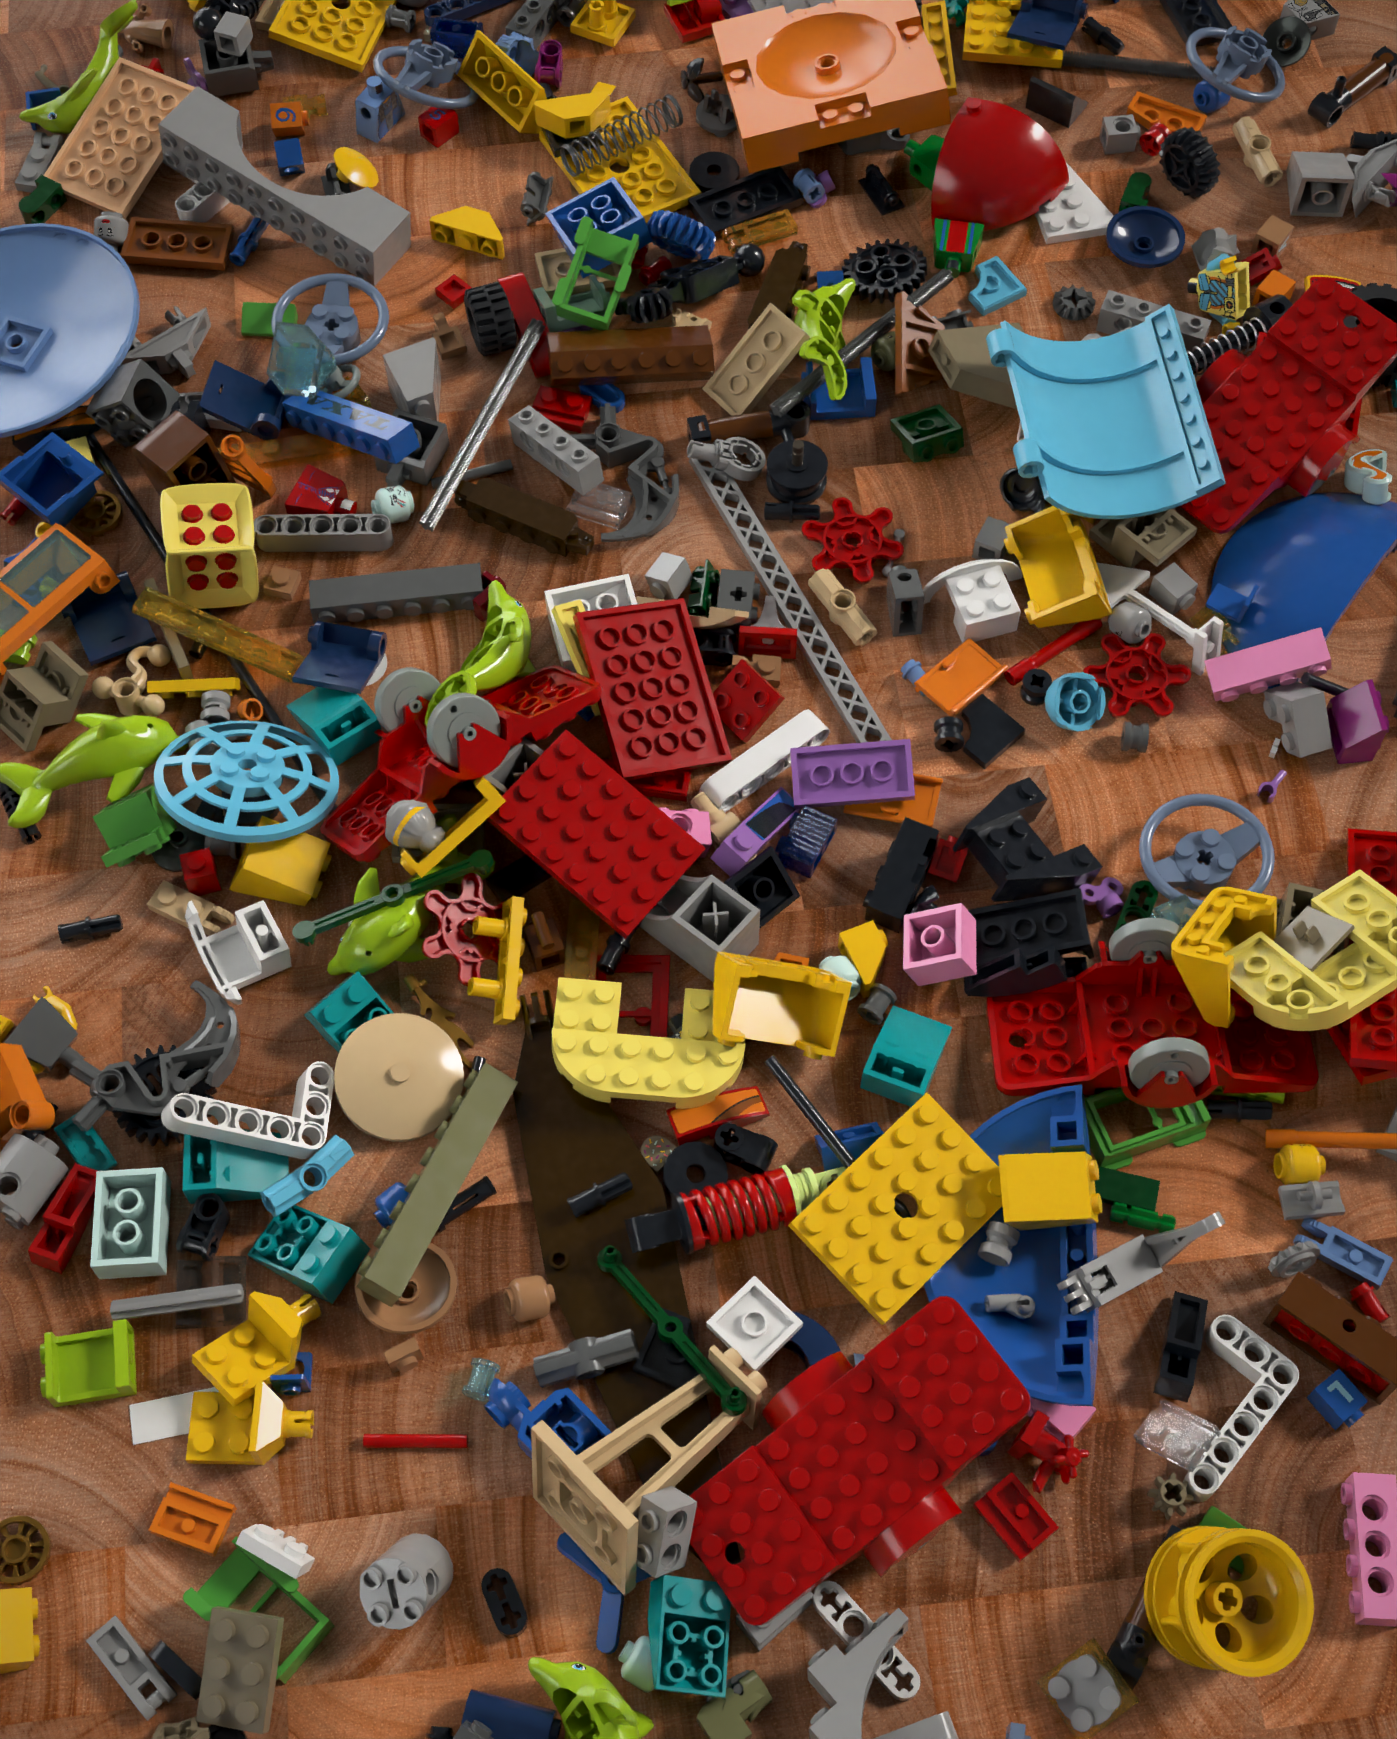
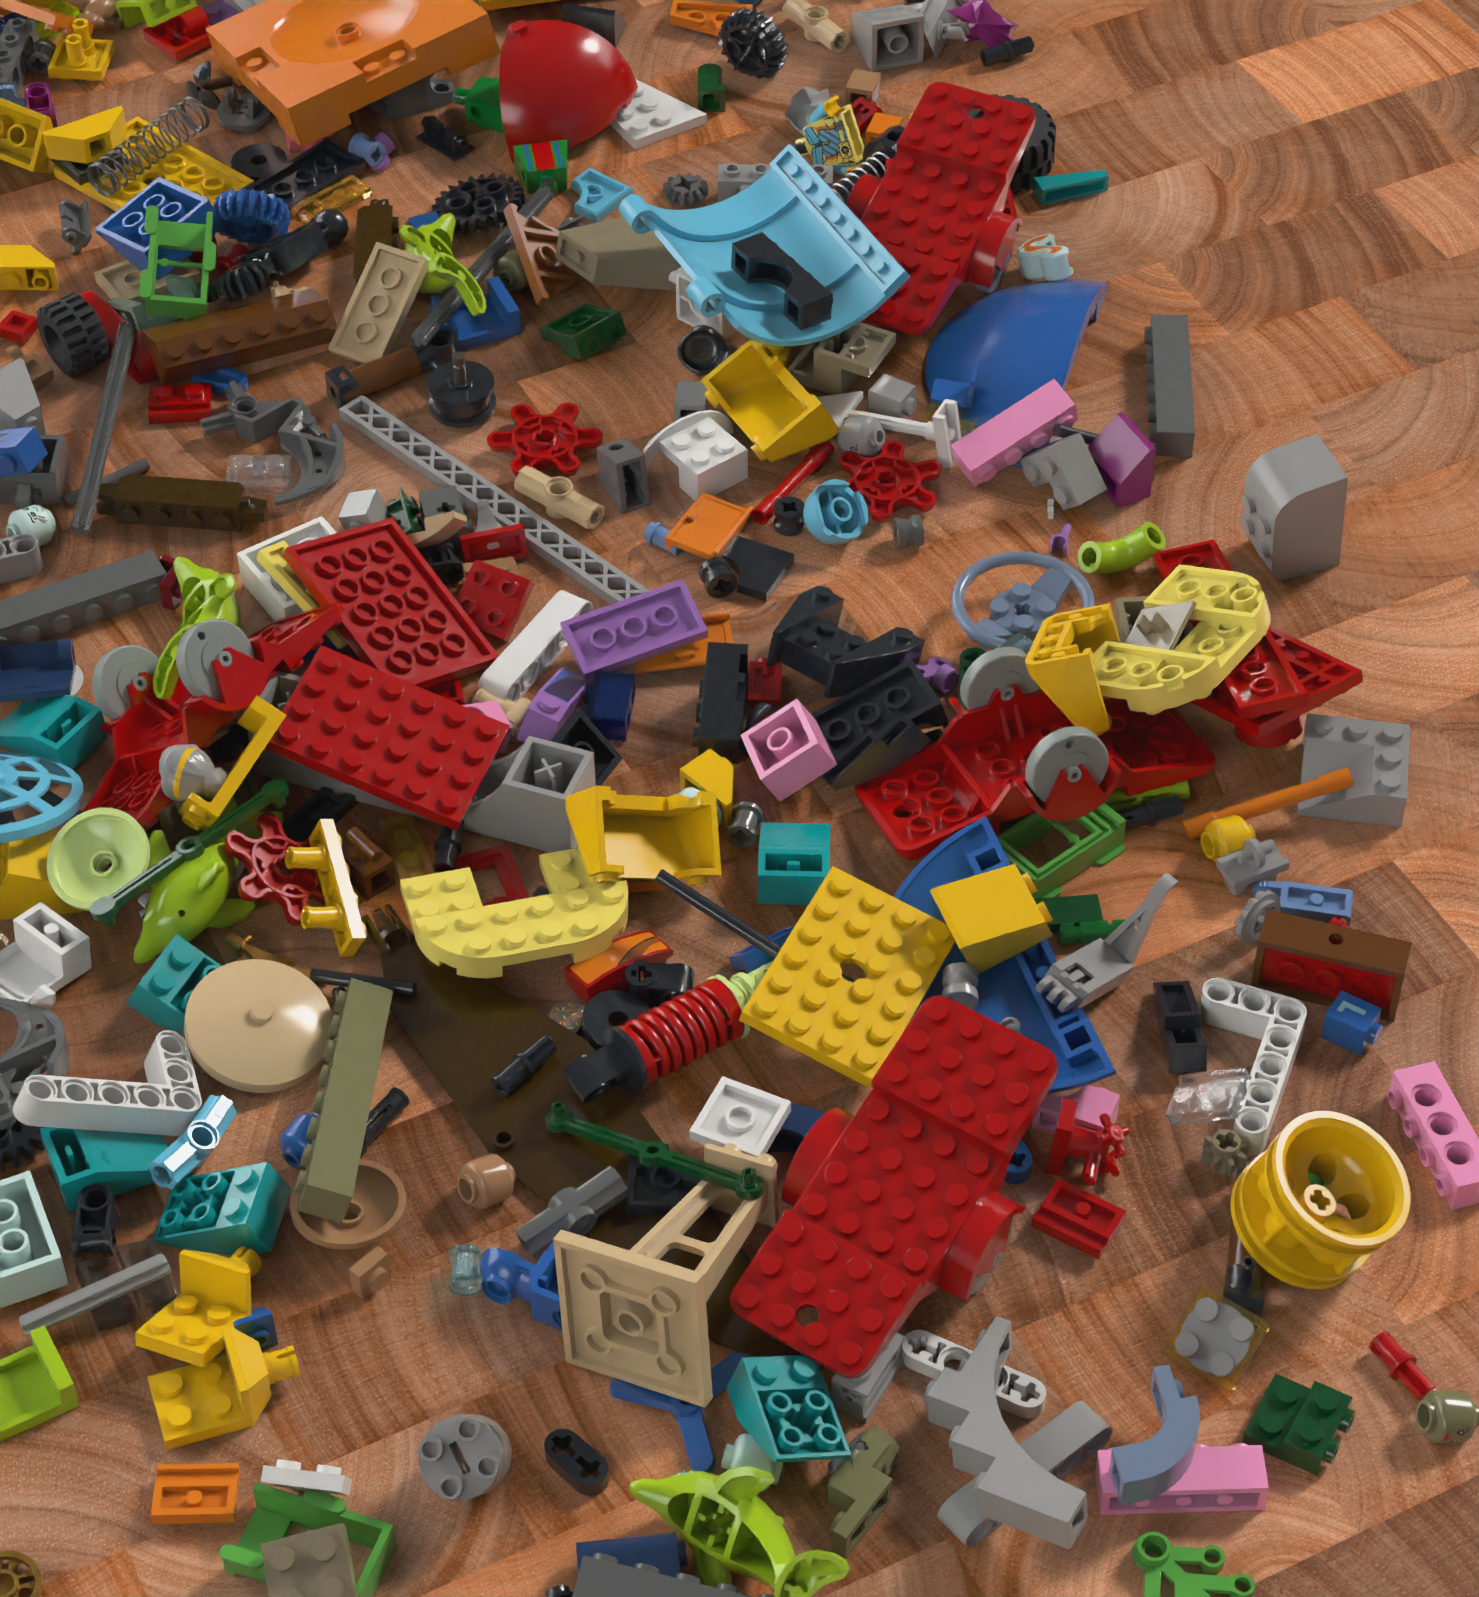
camera: 20 degrees left, 15 degrees down
(162, 1417) = (119, 1417): white sticker -> none
(308, 867) = (85, 849): none -> yellowish green dish
(415, 1441) = (415, 1349): red bar -> none
(499, 1061) = (342, 979): none -> black bar
(556, 450) = (194, 433): light grey brick -> none
(664, 1530) = (731, 1315): light grey brick -> none
(722, 456) = (382, 397): light grey pin -> none
(791, 511) = (469, 430): black axle -> none
(899, 535) = (592, 457): light grey hinge -> none
(1099, 423) = (763, 261): none -> black arch
(1119, 134) = (670, 39): light grey brick -> none
(1145, 237) = (735, 115): dark blue dish -> none
(1151, 140) = (702, 37): red wheel -> none
(1320, 819) = (1123, 552): none -> lime cylinder

